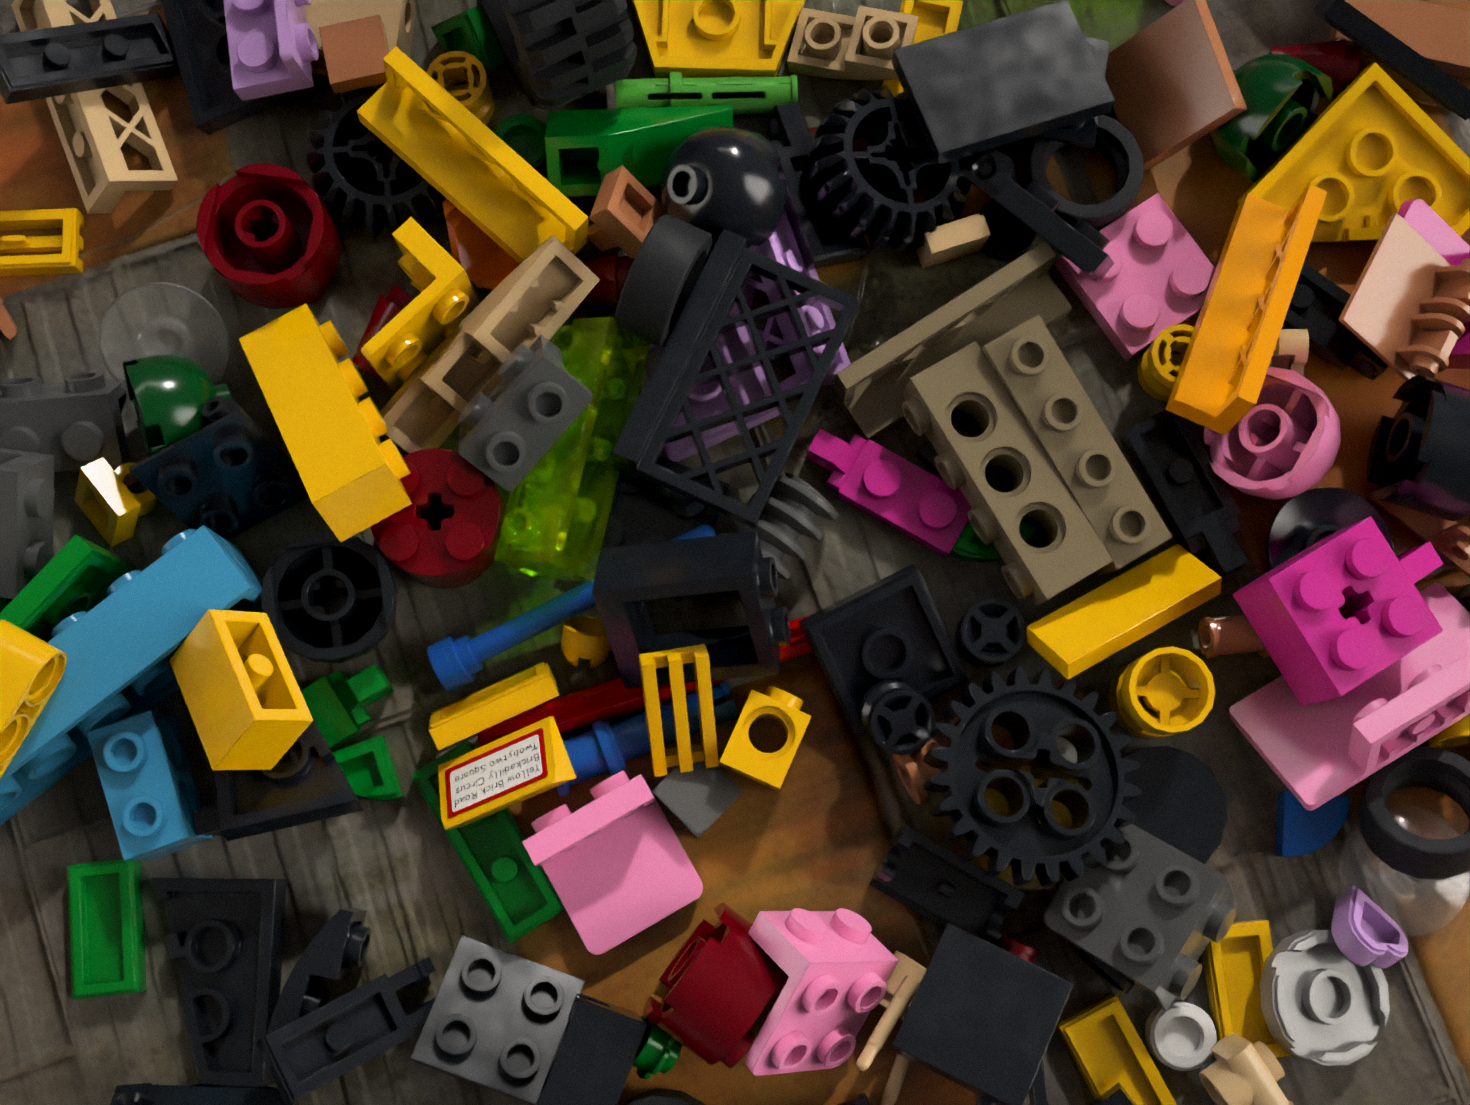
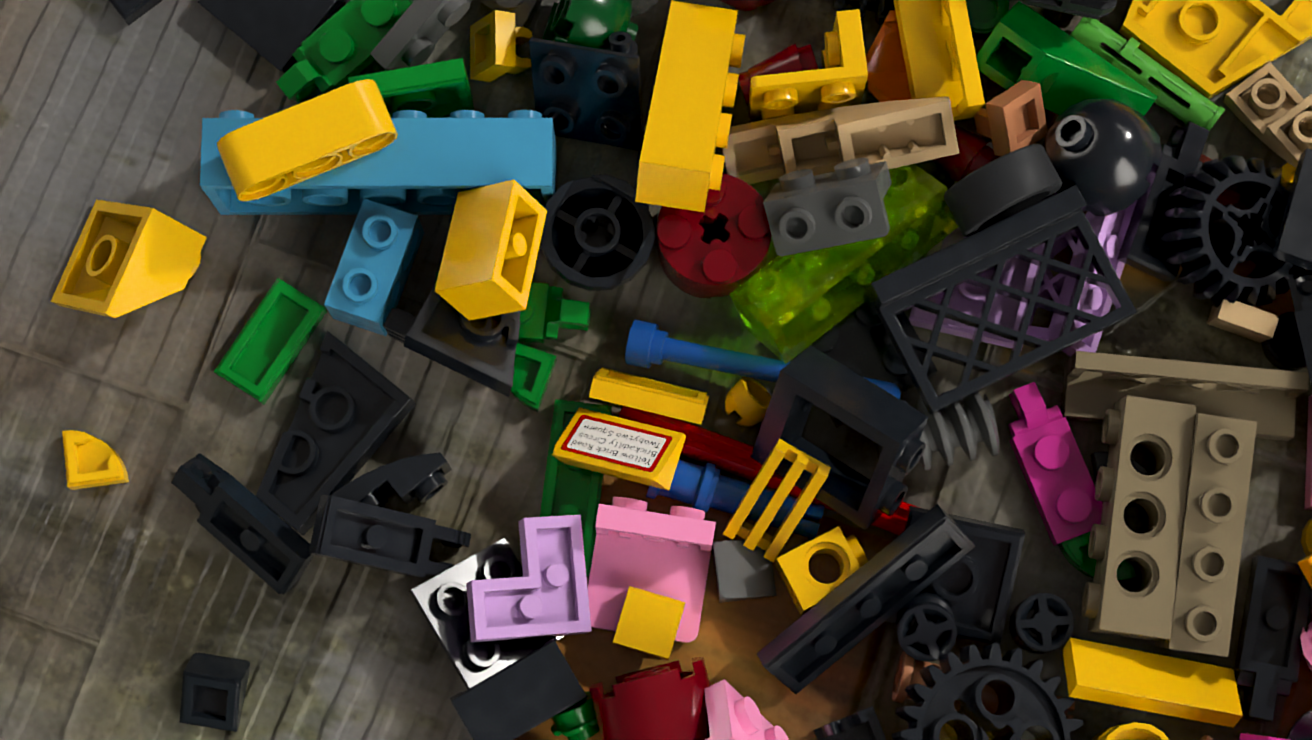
camera: 40 degrees right, 0 degrees up
(542, 956) = (548, 597): none -> lavender plate
(651, 909) = (648, 623): none -> yellow tile
(826, 735) = (866, 599): none -> black tile

